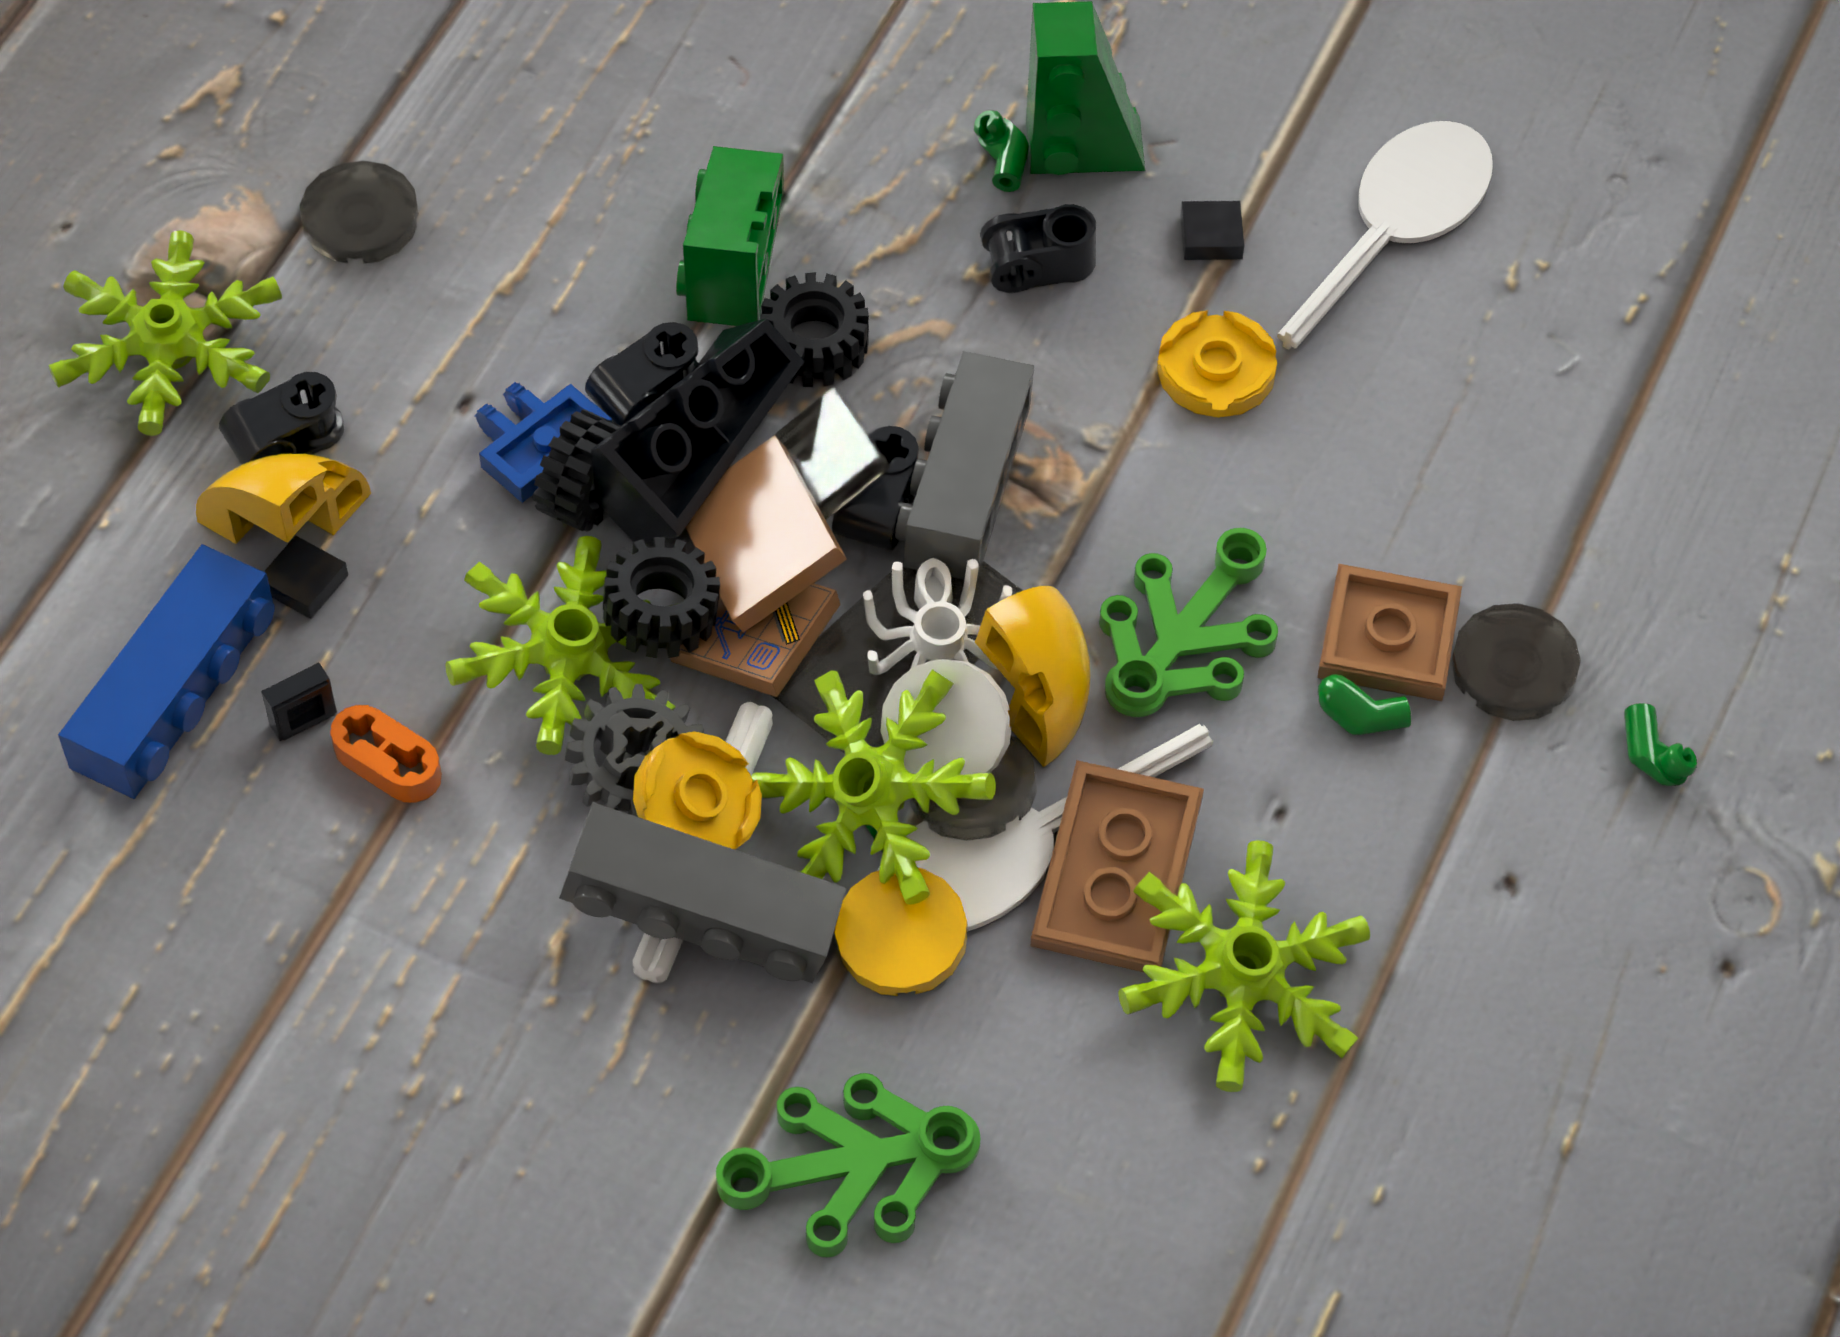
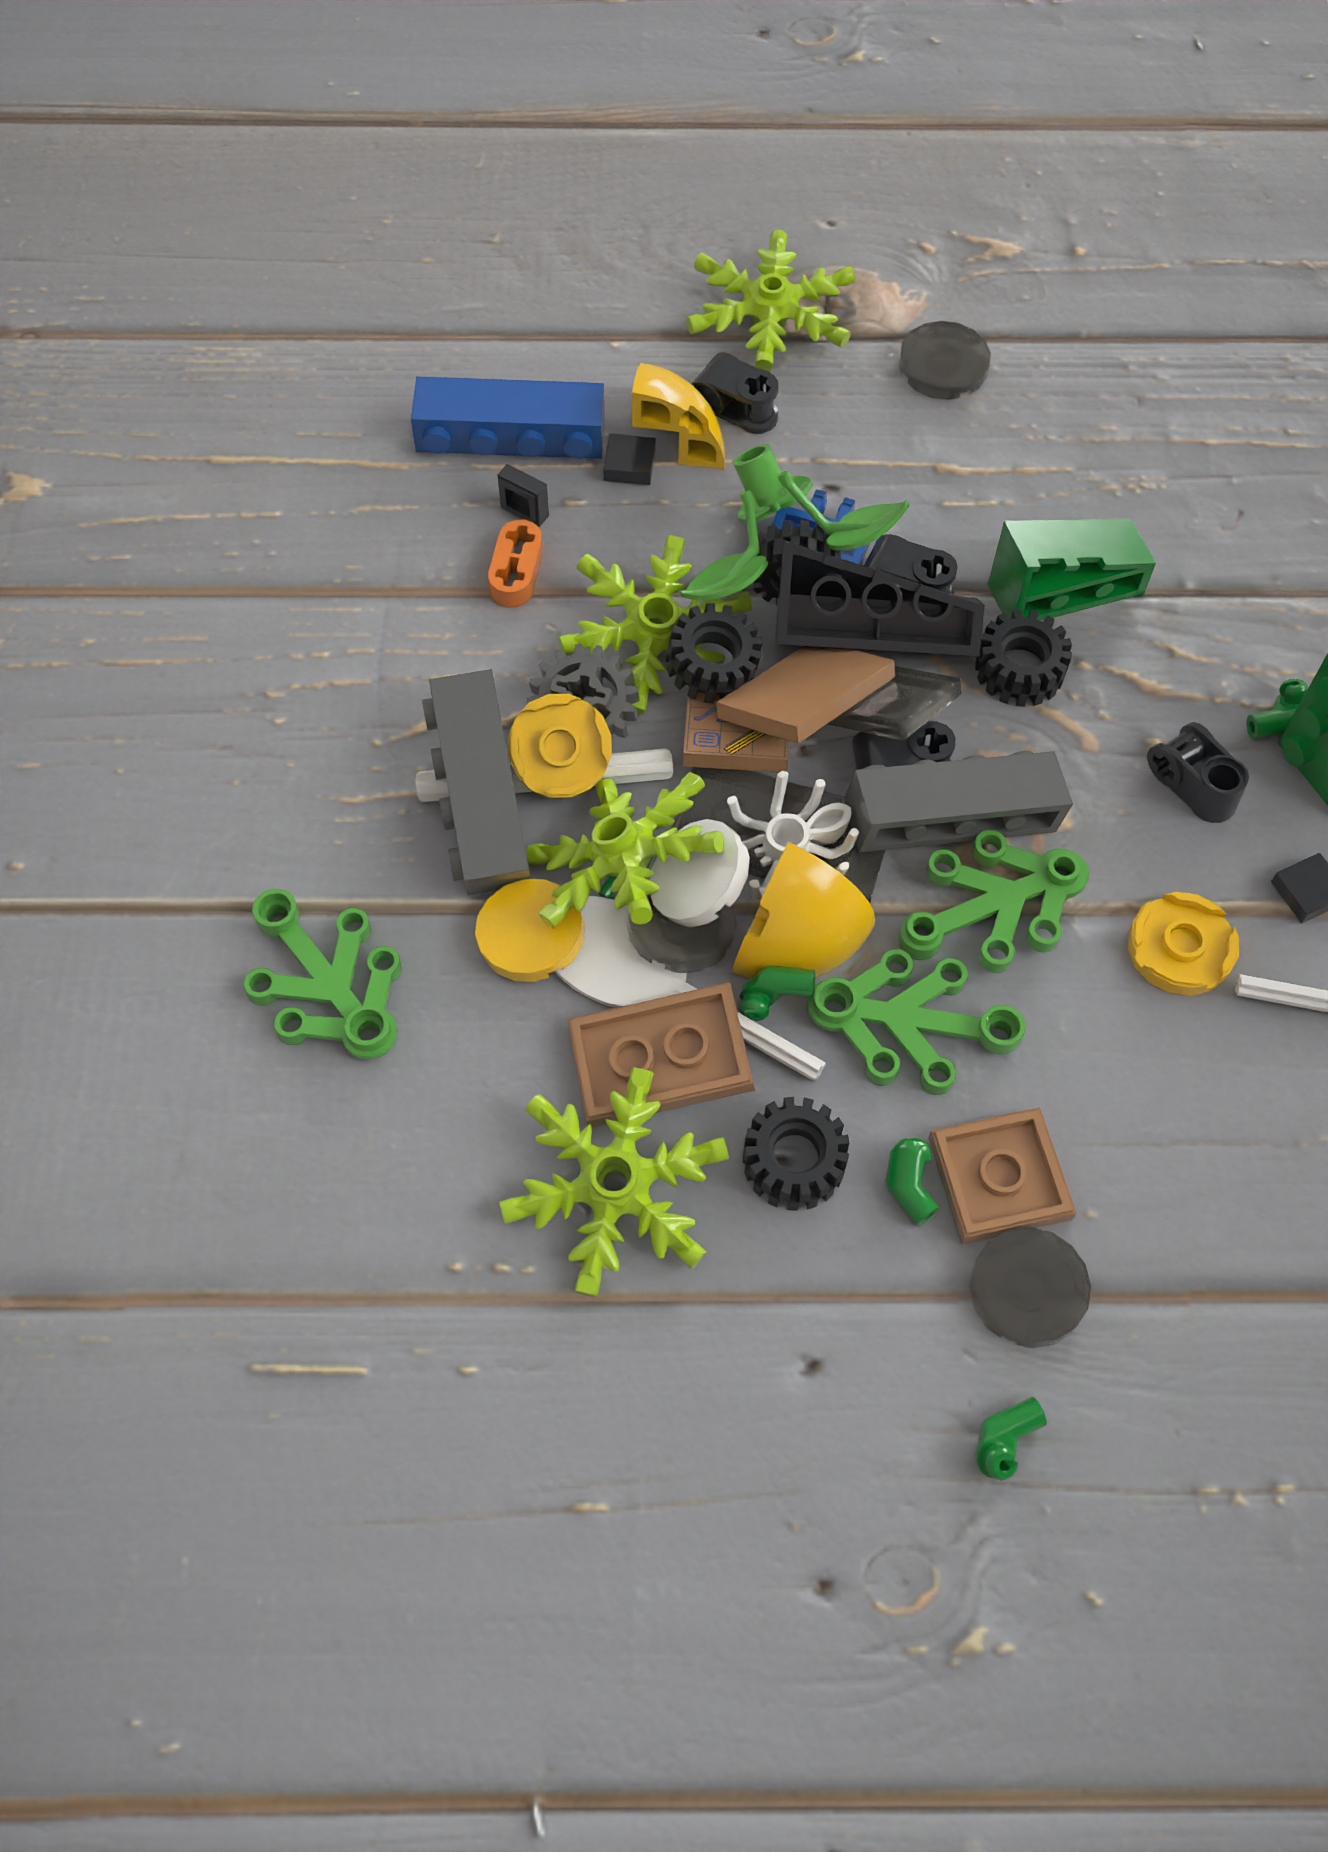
camera: 65 degrees right, 5 degrees up
(466, 454) = (768, 492): none -> bright green plant
(1091, 723) = (770, 985): none -> green arm
(1092, 485) = (999, 897): none -> bright green plant
(1294, 761) = (788, 1185): none -> black tyre

